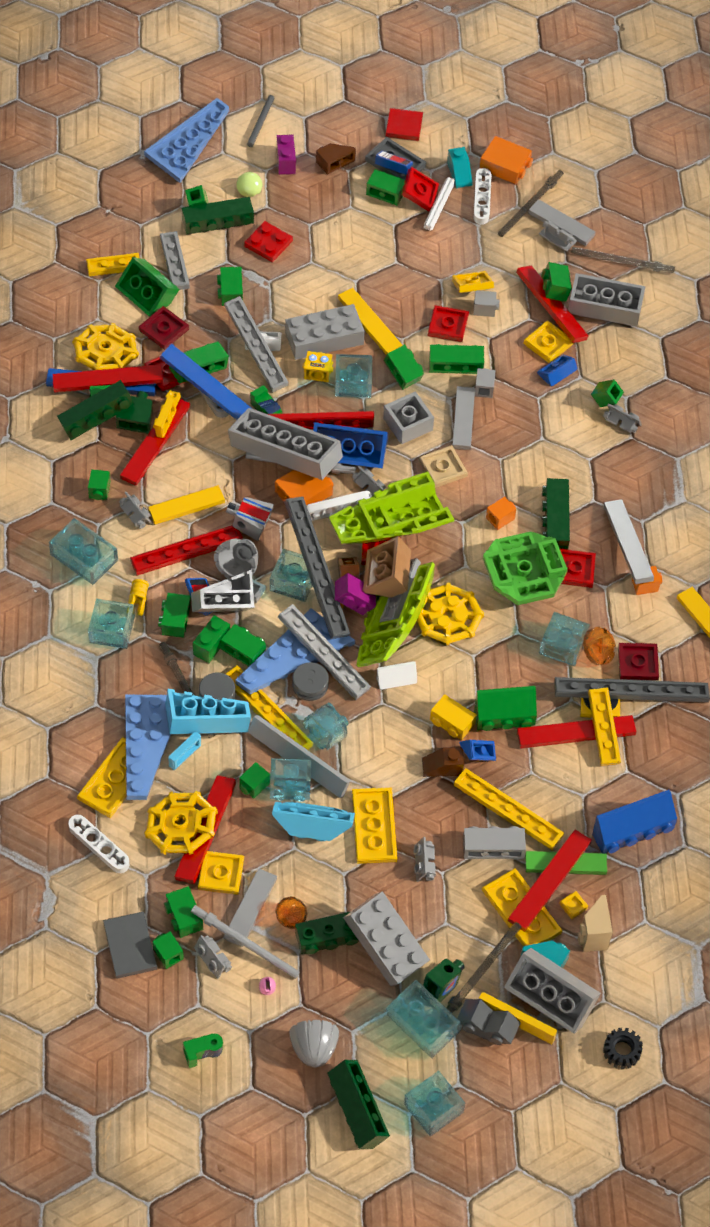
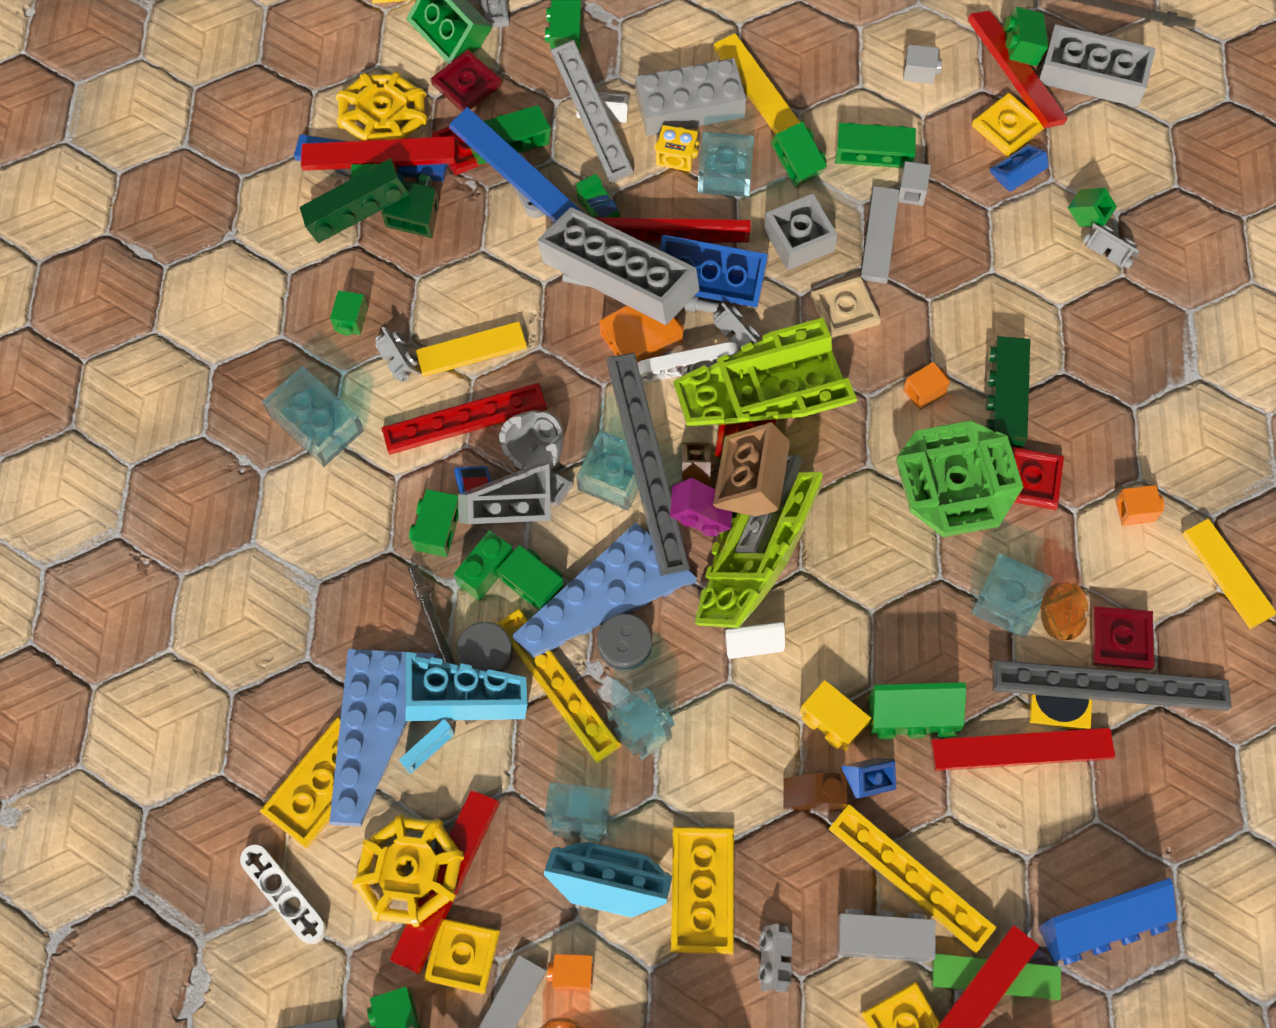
camera: 10 degrees right, 10 degrees up
(111, 623) = (340, 533): clear light blue brick -> none
(138, 594) = (385, 488): yellow hinge -> none
(151, 447) = (436, 249): red tile -> none
(166, 414) = (455, 210): yellow hinge -> none
(250, 516) = (559, 373): light grey torso -> none
(254, 780) = (525, 804): green brick -> none
(290, 749) = (597, 767): light grey tile -> none
(294, 875) = (571, 972): none -> orange brick
(324, 652) = (648, 597): light grey tile -> none
(448, 323) = (866, 91): red tile -> none
(458, 617) = (853, 549): yellow plate -> none
(472, 281) = (905, 31): yellow tile -> none
(604, 726) = (1066, 748): yellow tile -> none
(628, 541) = (1116, 444): tile -> none

